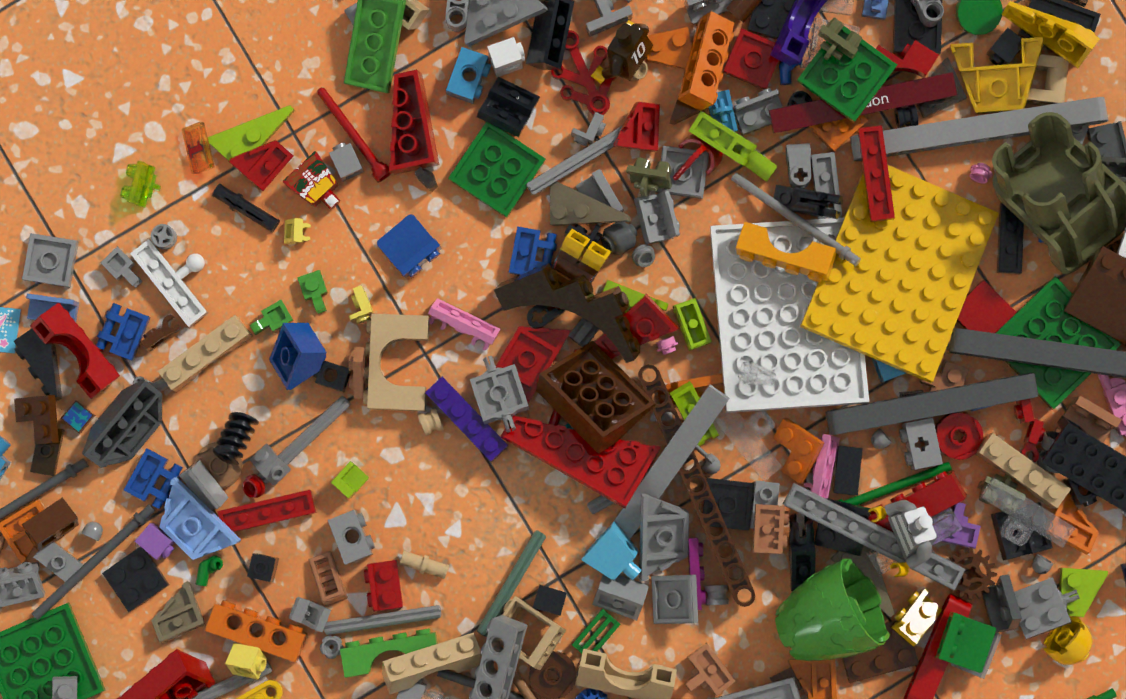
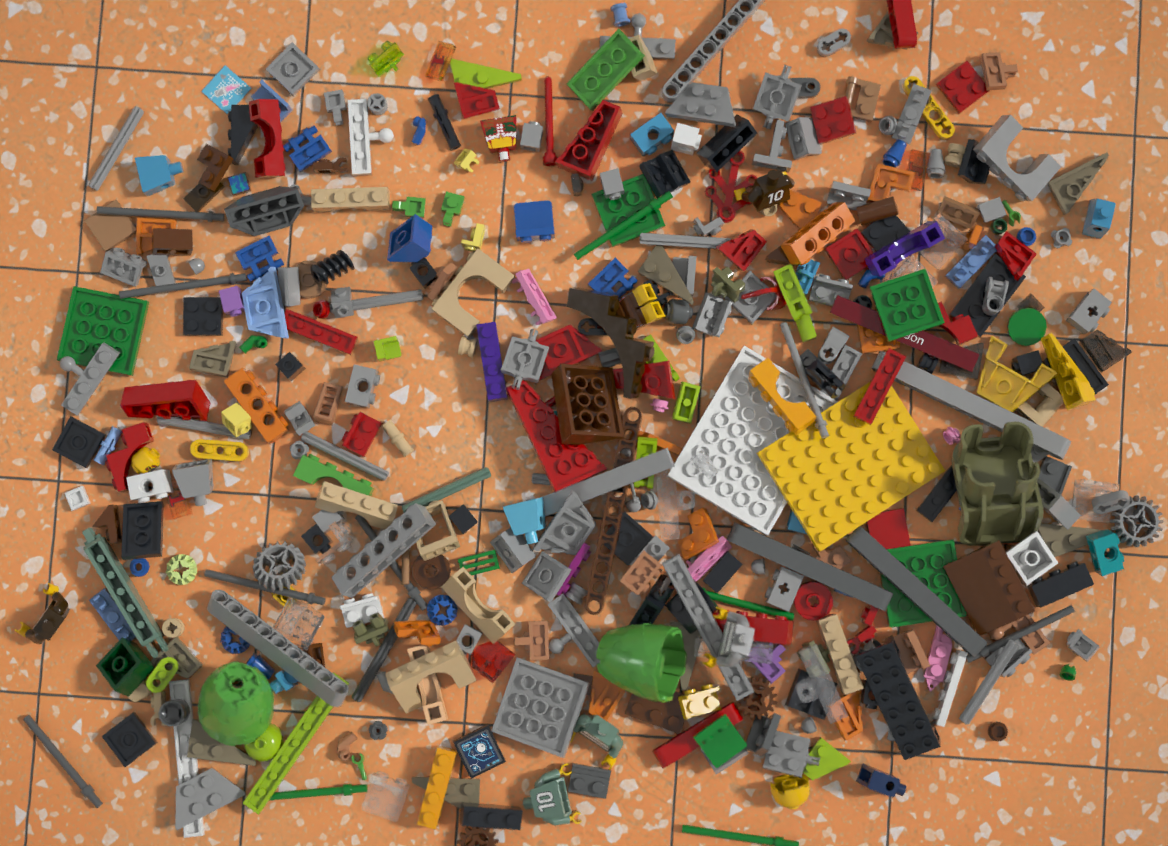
camera: 40 degrees right, 0 degrees up
(227, 233) = (420, 131): none -> blue arm
(463, 154) = (612, 184): none -> light grey brick
(520, 145) = (654, 204): none -> green bar
(724, 449) = (649, 500): none -> light grey plate
(742, 632) = (576, 630): none -> light grey plate
(830, 34) = (913, 271): olive hips -> none

